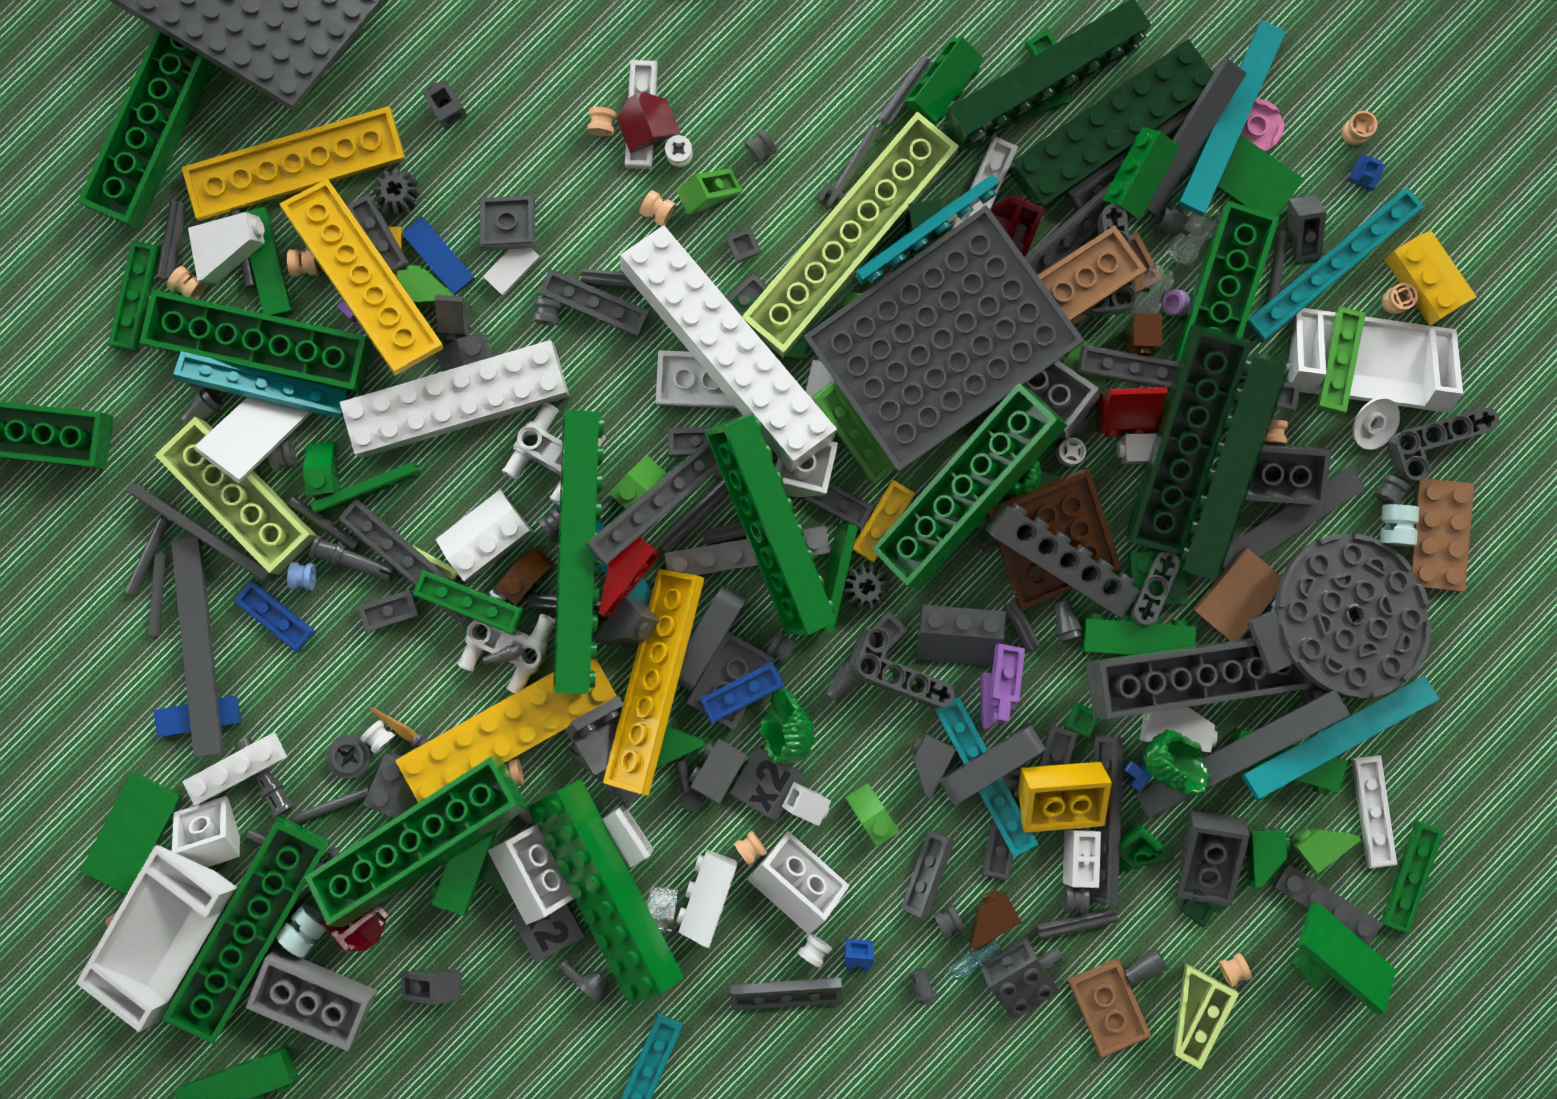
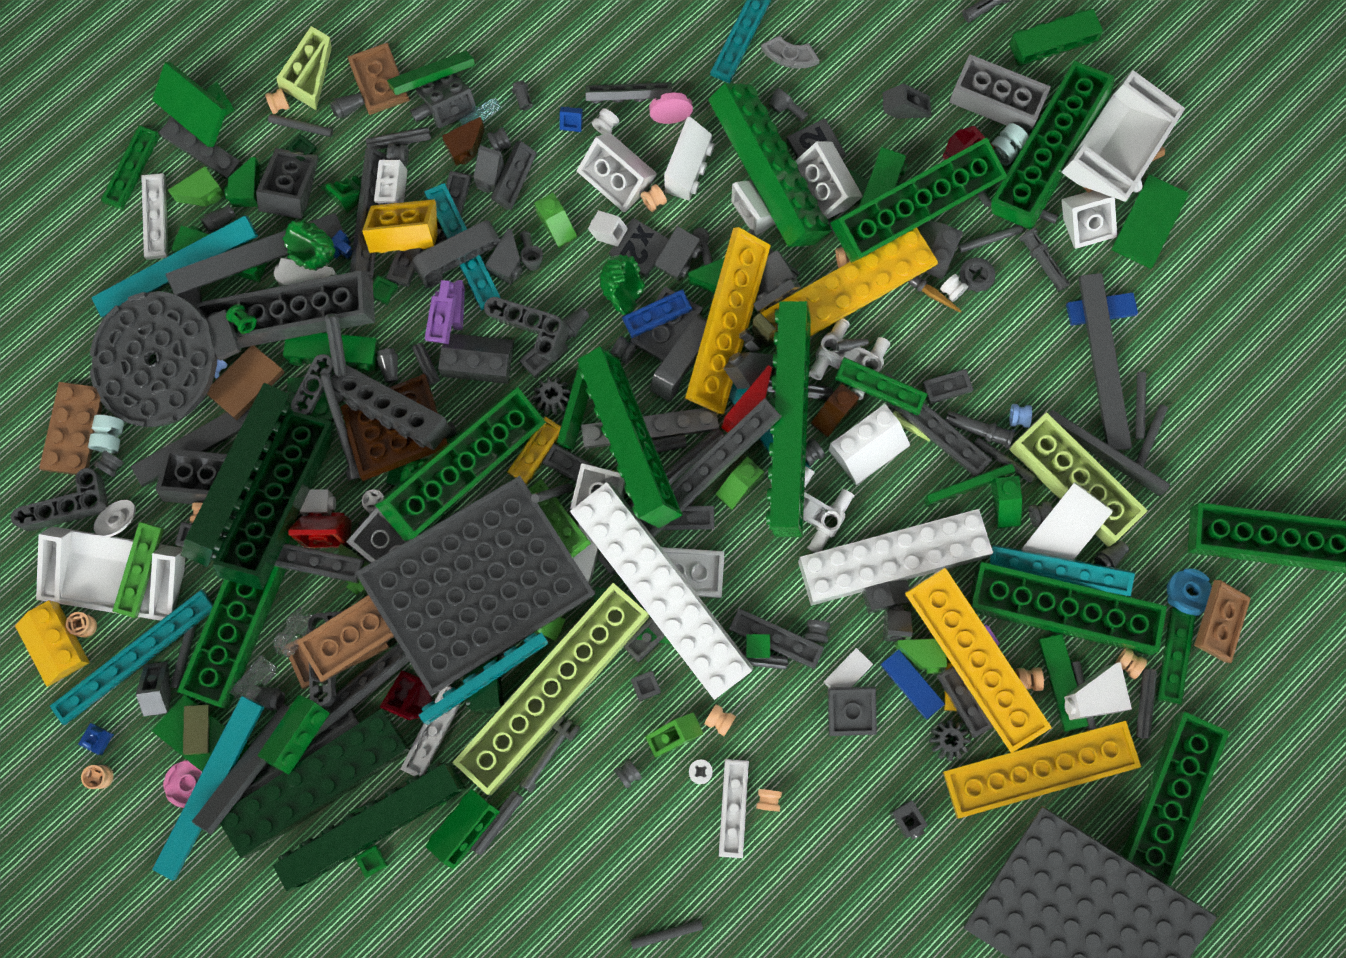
camera: 175 degrees left, 10 degrees down
(77, 333) = (1222, 621): none -> medium nougat tile
(127, 367) = (1181, 599): none -> dark azure plate
(234, 769) = (1068, 264): white plate -> none
(274, 616) = (1042, 386): blue tile -> none
(580, 1053) = (790, 55): none -> light grey tile
(610, 672) = (763, 330): none -> olive tile
(614, 290) = (757, 645): none -> green tile
(626, 657) = (752, 344): none -> dark grey bar
(646, 121) = (728, 798): dark red slope -> none
(662, 907) = (724, 156): clear bracket -> none
(731, 968) = (670, 108): none -> bright pink tile
(859, 459) = (551, 493): none -> dark grey bar
(902, 772) = (530, 254): none -> dark grey bar
(959, 876) = (488, 169): none -> dark grey slope
(1041, 1013) = (431, 72): none -> green tile
(1118, 539) = (352, 470): none -> dark grey piece
(1131, 630) = (335, 344): none -> dark grey axle
(1144, 334) = (304, 591): reddish brown slope -> none
(1176, 303) = (273, 625): lavender tile -> none
(1203, 939) = (304, 126): none -> dark grey bar
(1250, 659) = (241, 319): none -> green bush
(1253, 180) = (196, 729): none -> olive tile
(1294, 807) = (217, 219): none -> dark grey cone

